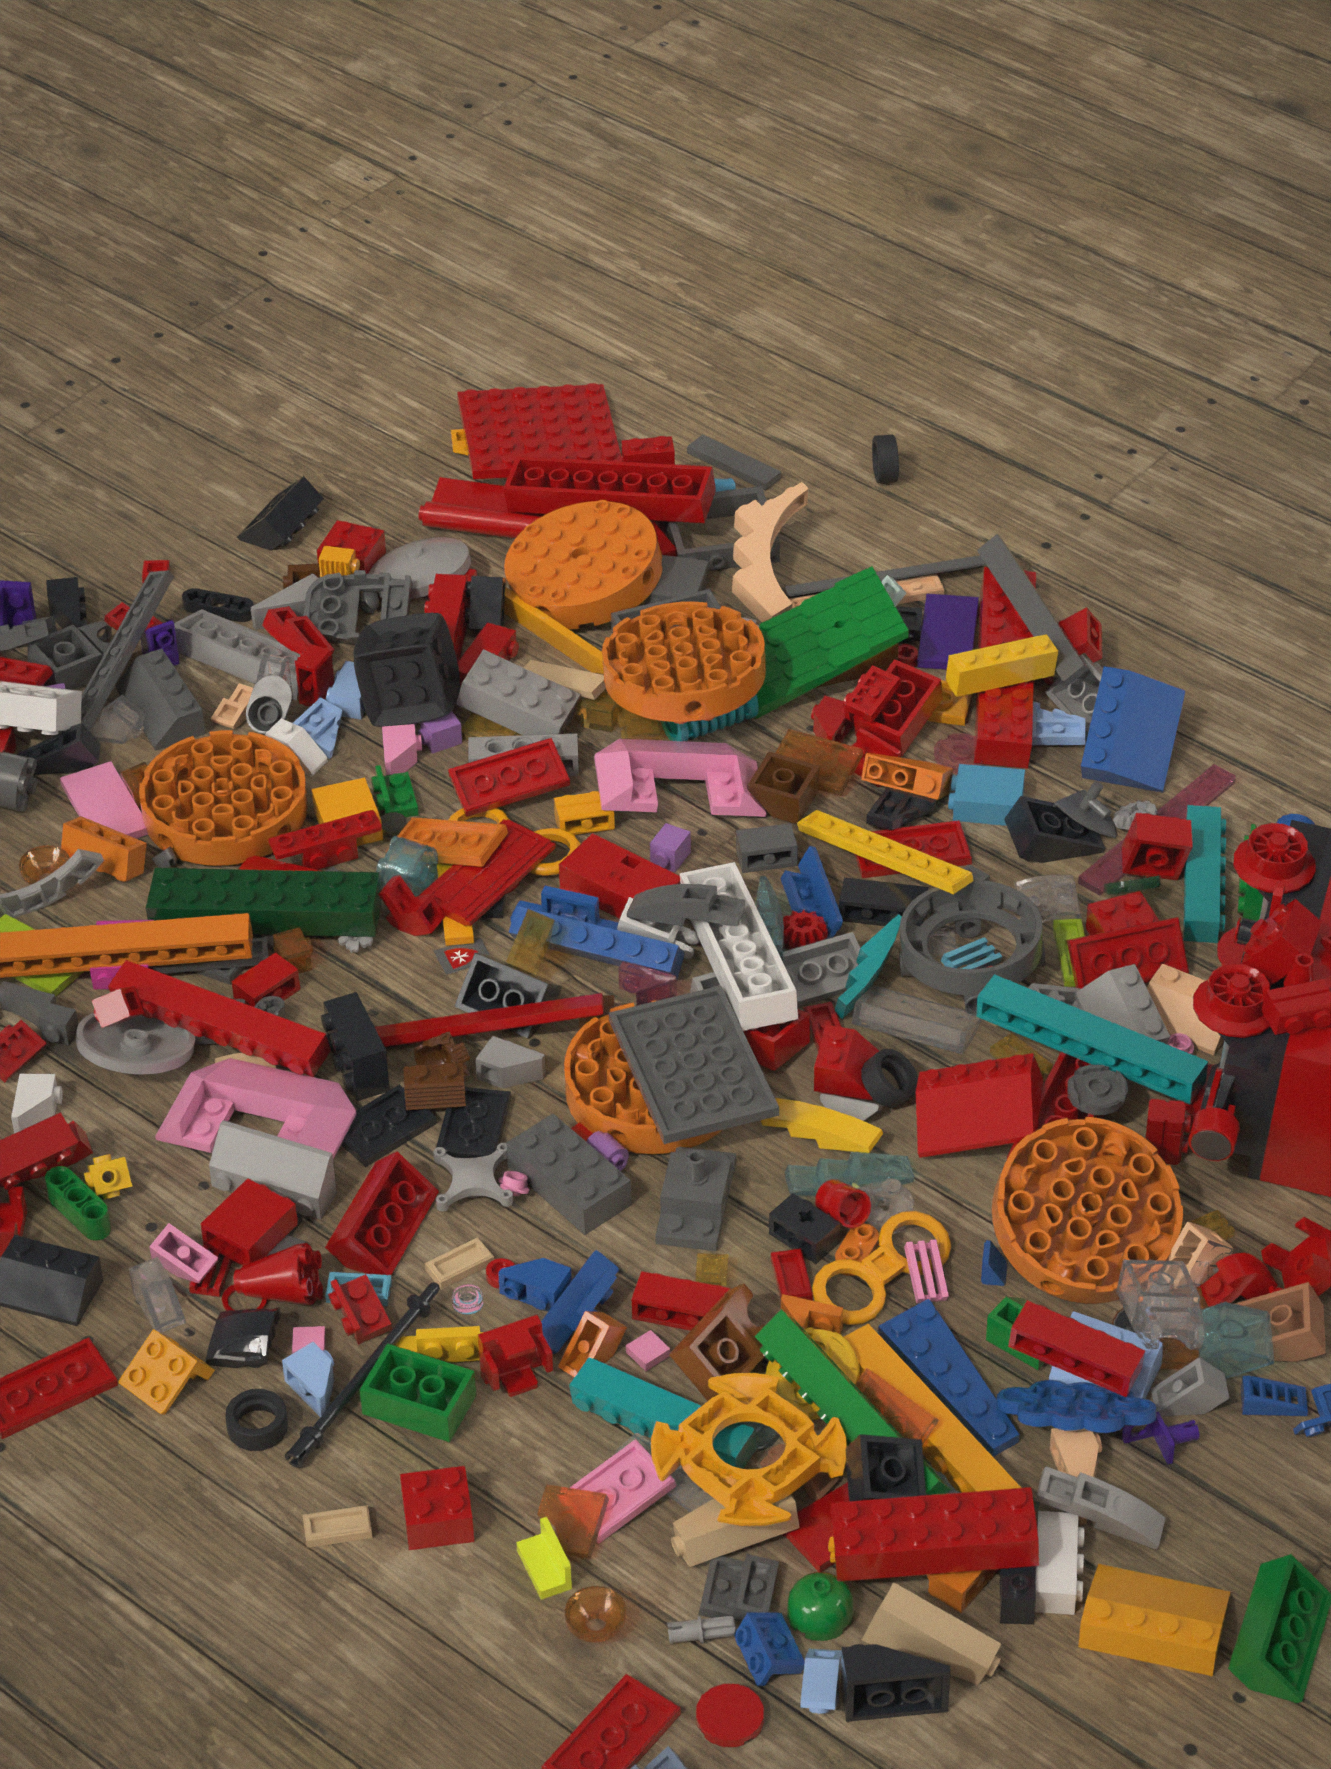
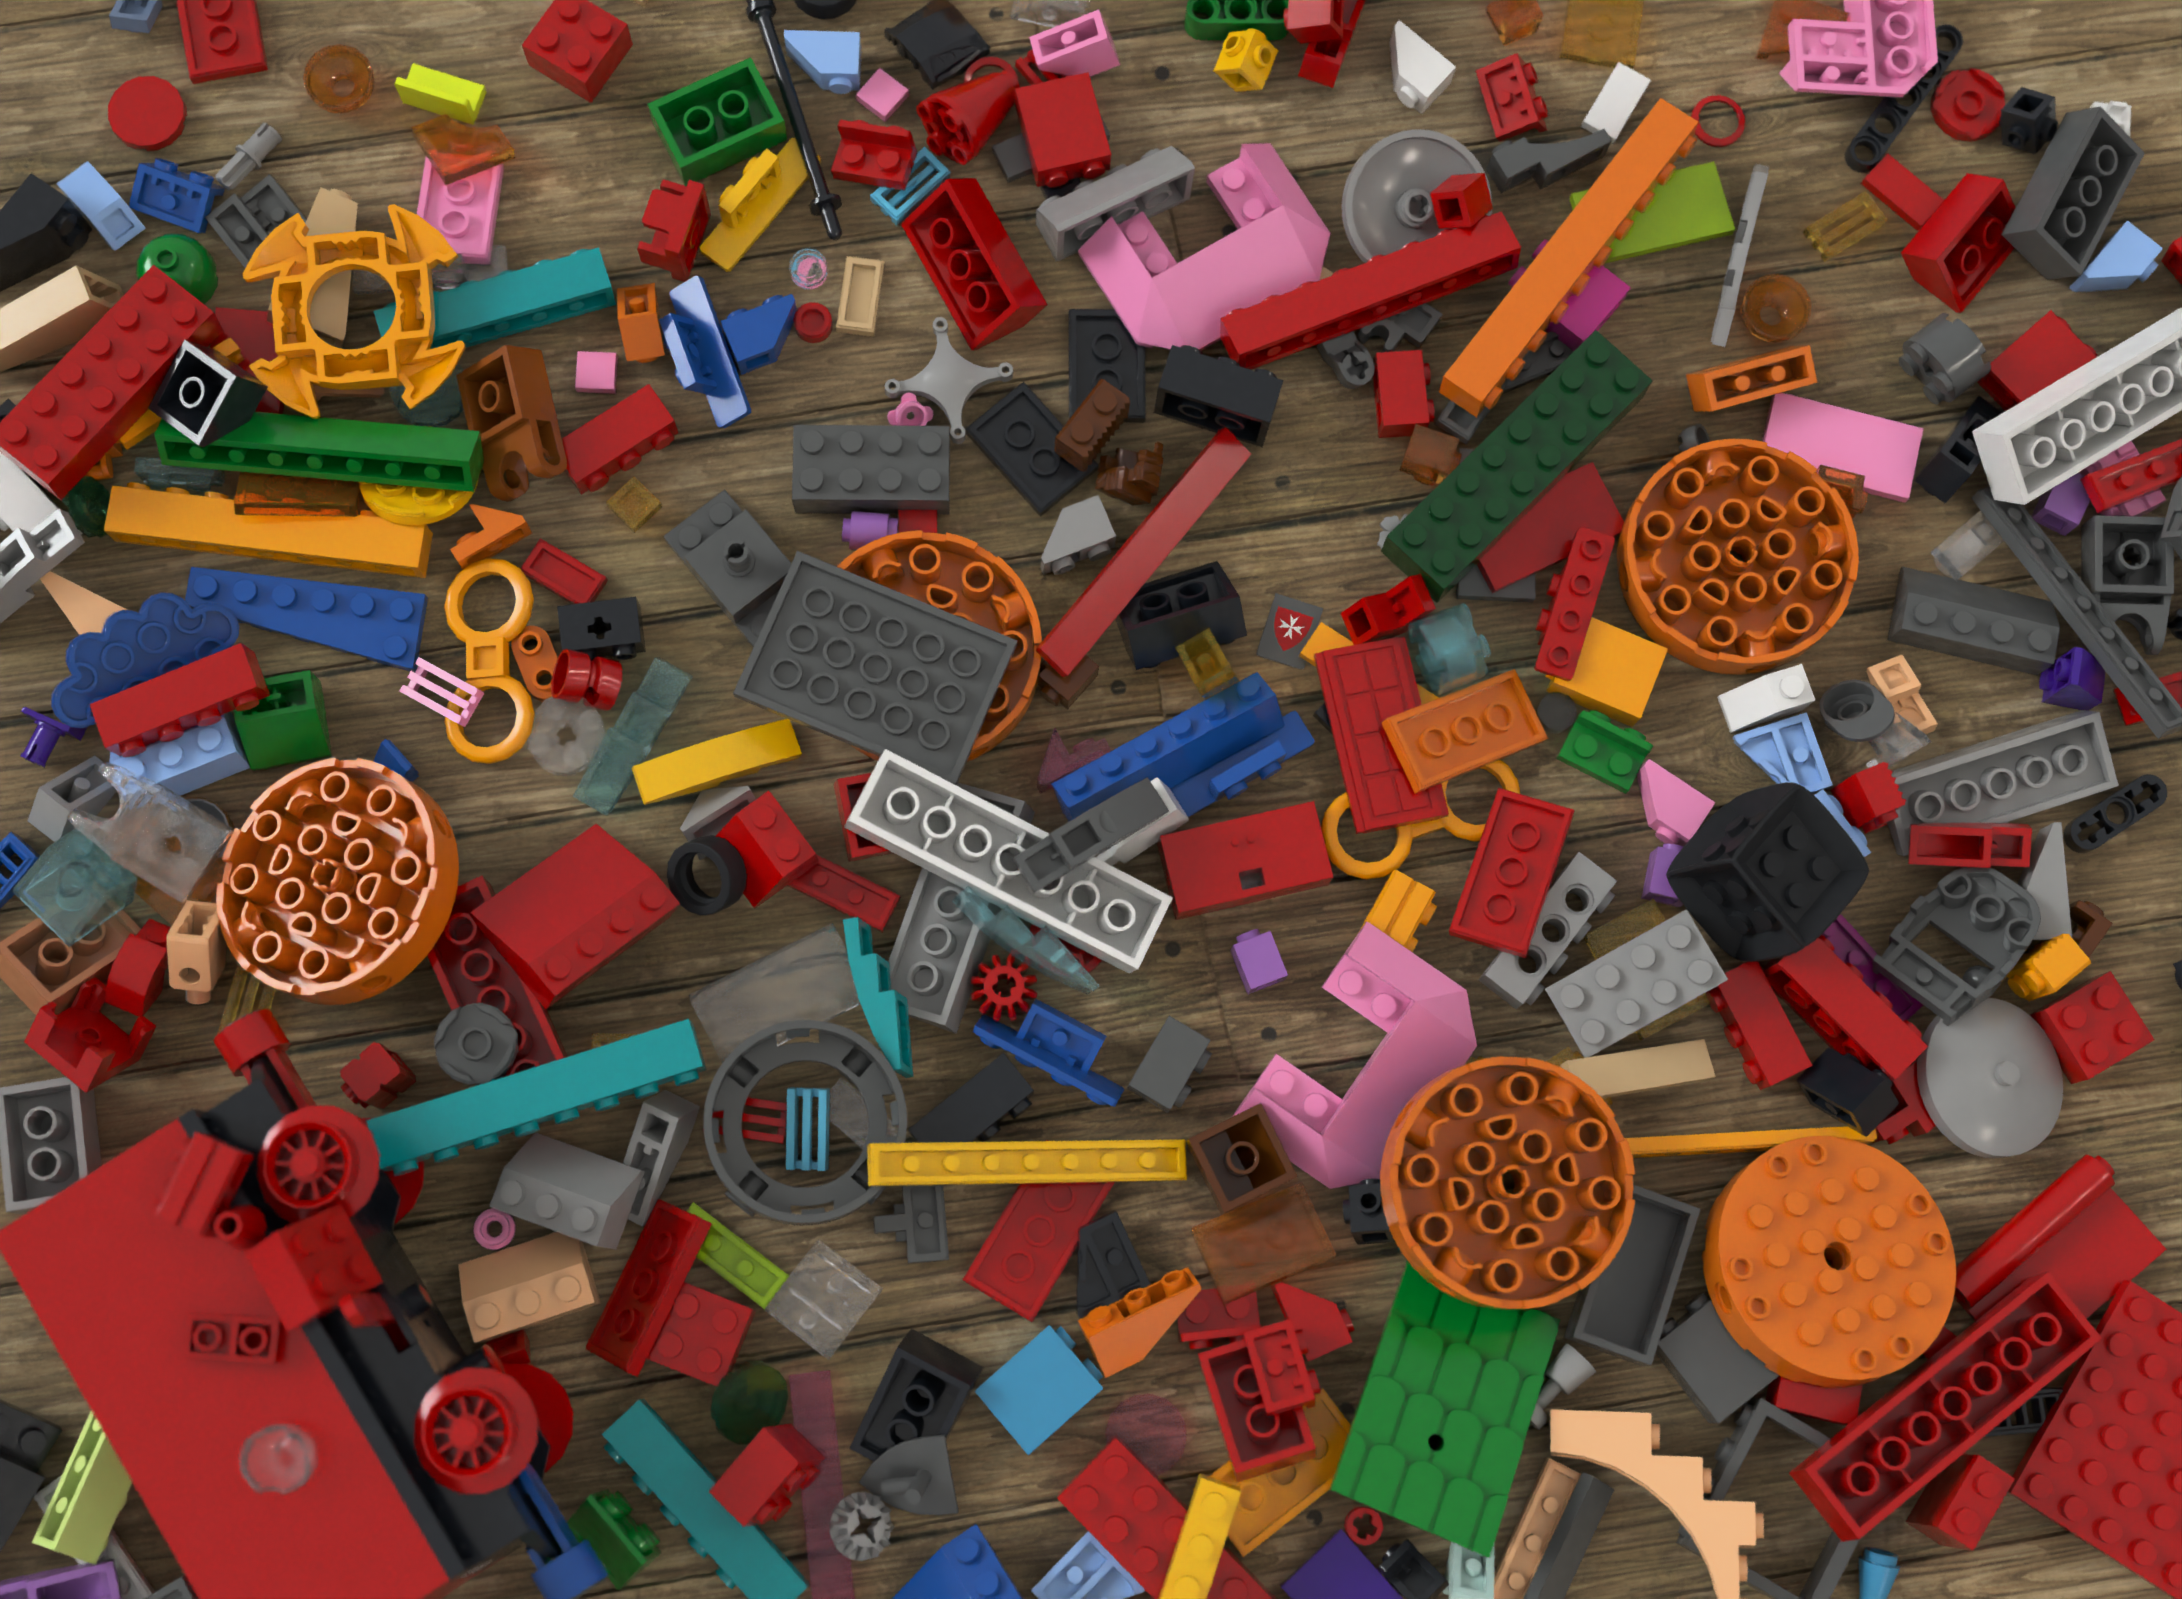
camera: 120 degrees right, 35 degrees up
(751, 729) = (1366, 1213): none -> black brick

